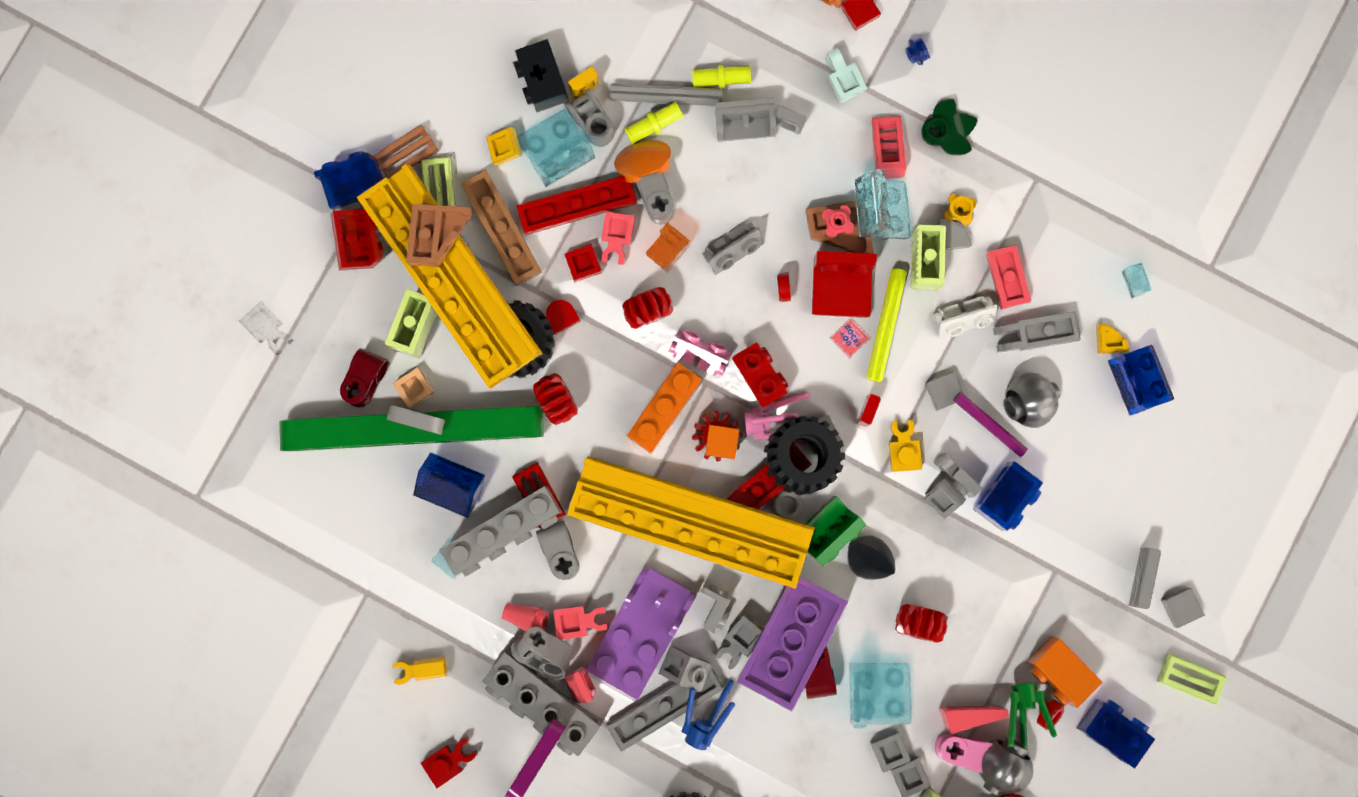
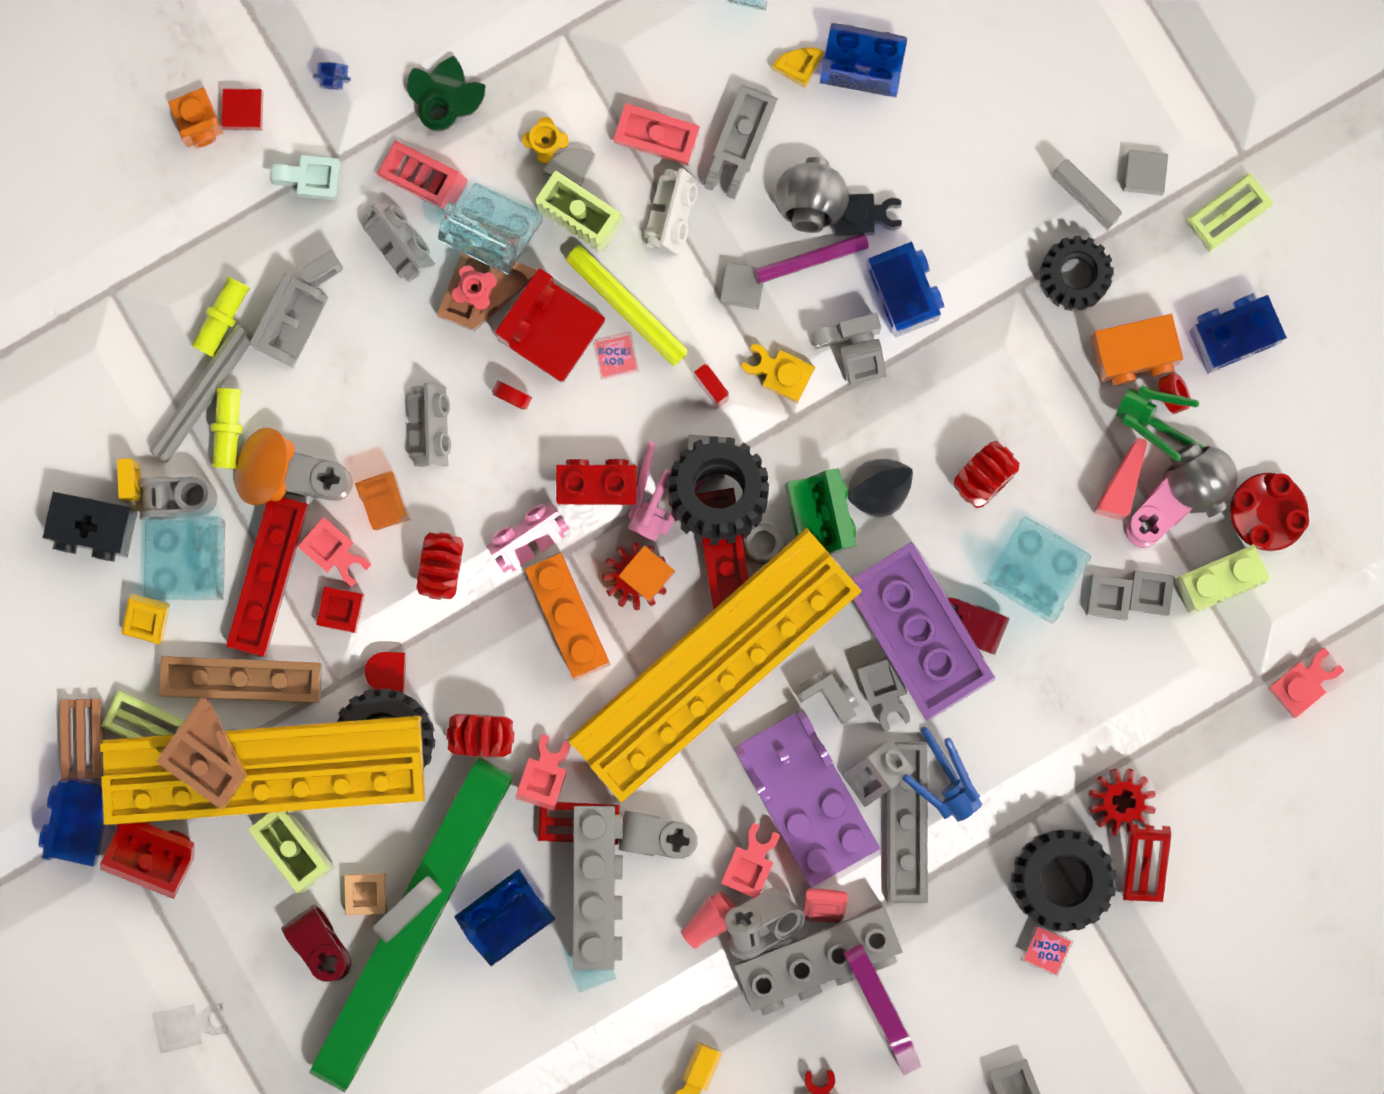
camera: 55 degrees left, 0 degrees up
(552, 456) = (543, 778): none -> coral plate
(843, 144) = (388, 225): none -> light grey hinge
(1039, 440) = (863, 215): none -> black plate
(1106, 602) = (1076, 249): none -> black tyre

